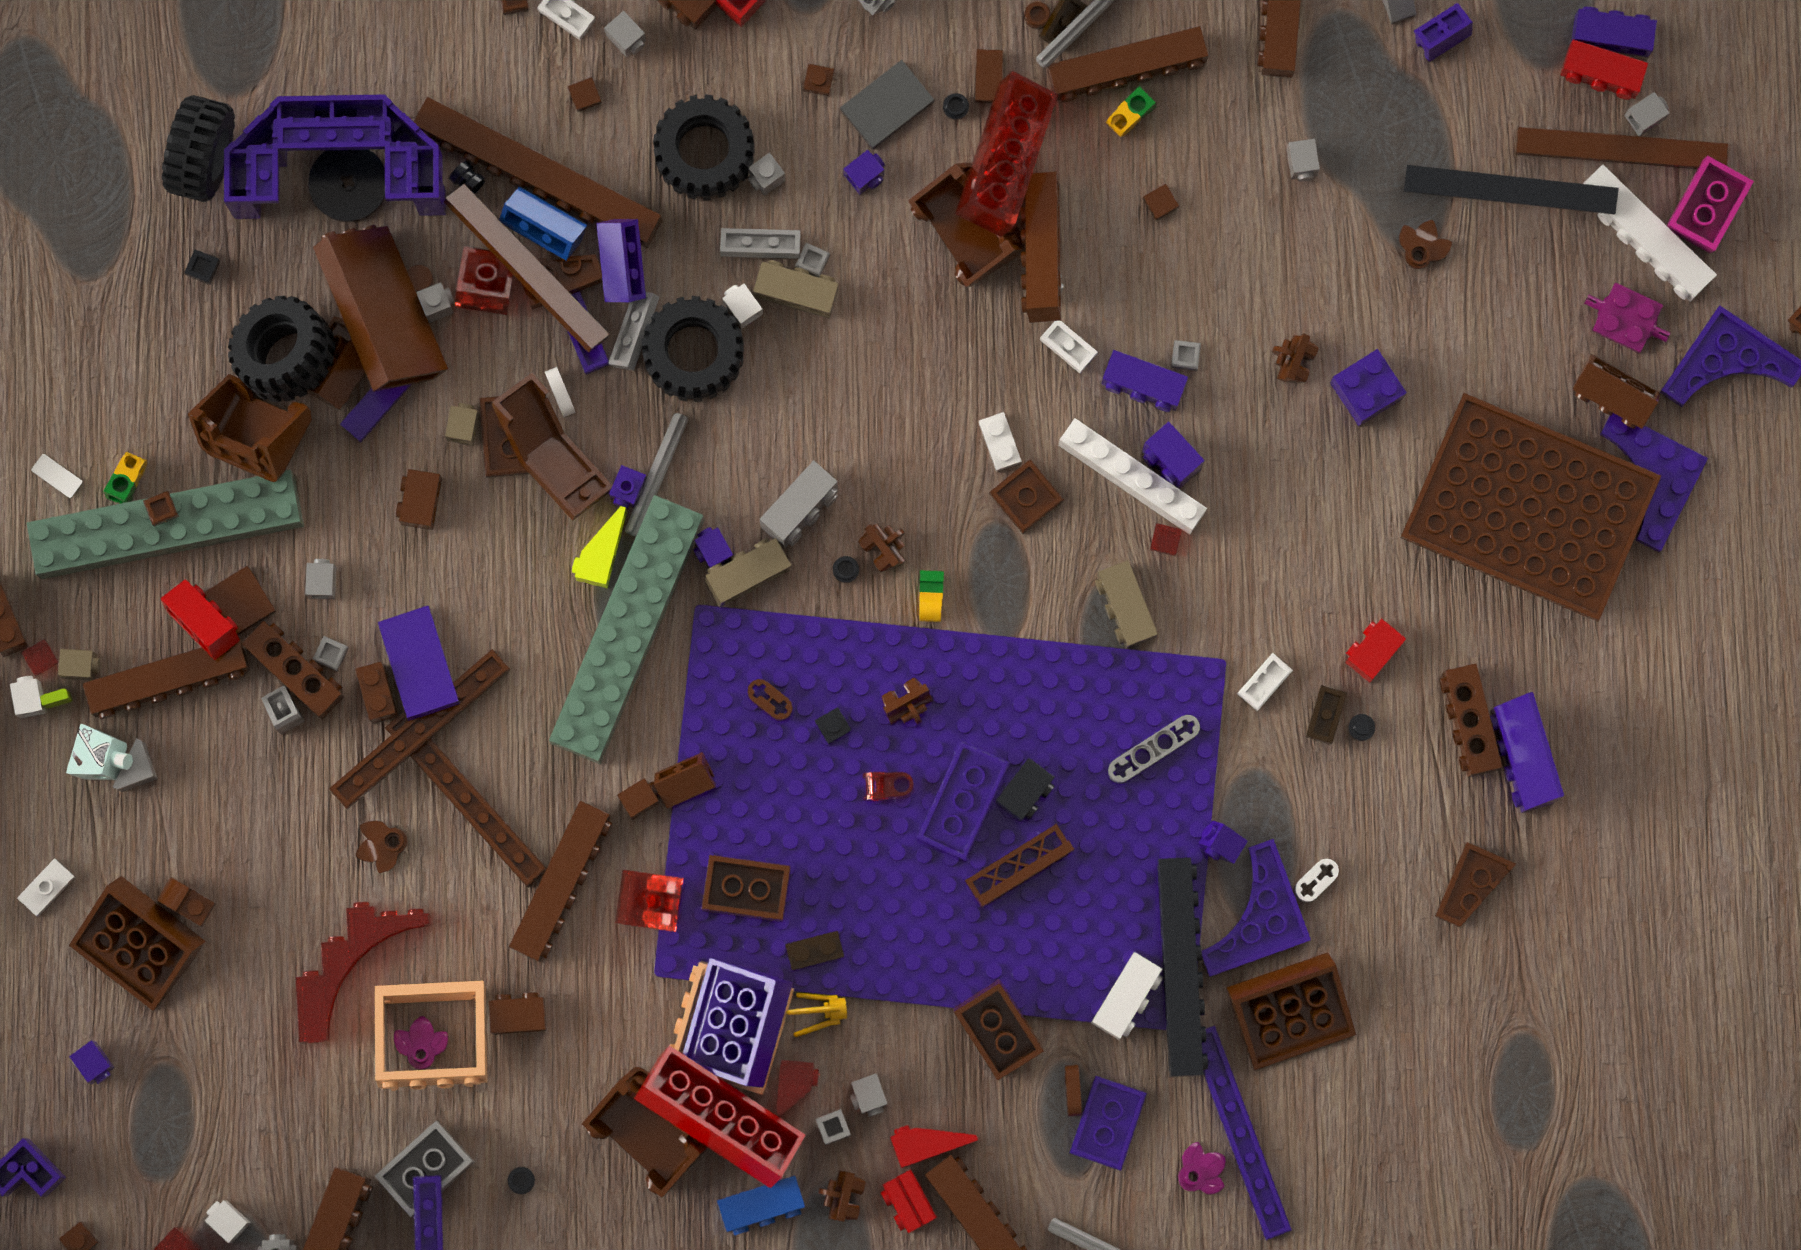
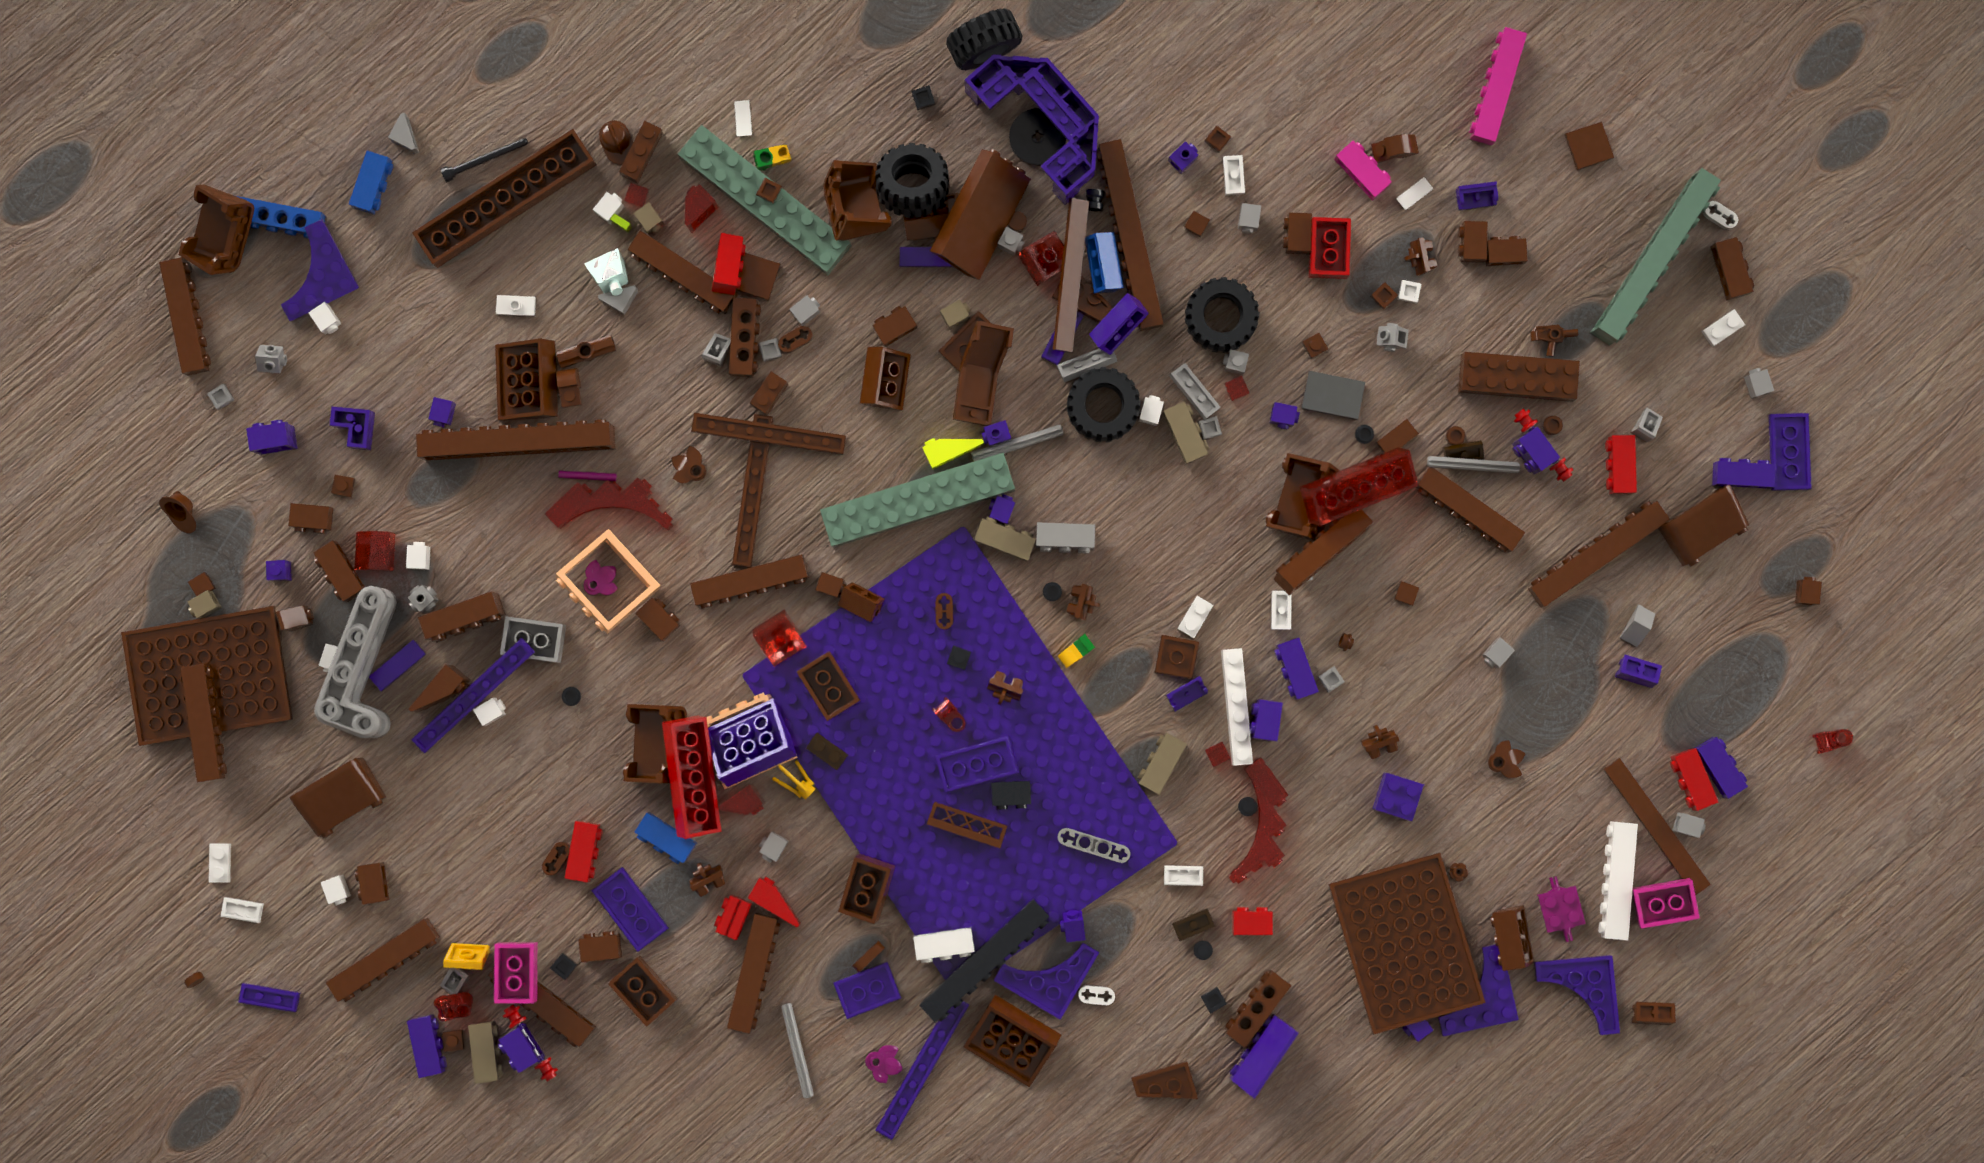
camera: 55 degrees right, 5 degrees up
(112, 597) = (698, 207): none -> clear red slope
(168, 834) = (574, 354): none -> reddish brown piece
(193, 1007) = (515, 441): none -> reddish brown brick
(296, 964) = (587, 475): none -> magenta bar
(349, 618) = (792, 336): none -> reddish brown beam
(418, 663) = (804, 402): dark purple tile -> none
(466, 556) = (885, 378): none -> reddish brown slope
(502, 49) = (1183, 157): none -> dark purple brick
(560, 392) = (1018, 352): white beam -> none
(794, 197) = (1236, 388): none -> clear red tile
(833, 1127) = (739, 842): light grey brick -> none
(1074, 517) = (1187, 693): none -> dark purple hinge
(1131, 112) = (1443, 534): leg -> none
(1159, 306) = (1346, 641): none -> reddish brown plate
(1247, 553) = (1247, 806): none -> black plate
(1307, 572) = (1264, 849): none -> clear red arch
(1424, 760) = (1213, 1000): none -> black plate
(1505, 386) = (1463, 871): none -> reddish brown plate
(1511, 189) = (1579, 784): black tile -> none
(1632, 571) = (1418, 1030): none -> dark purple brick

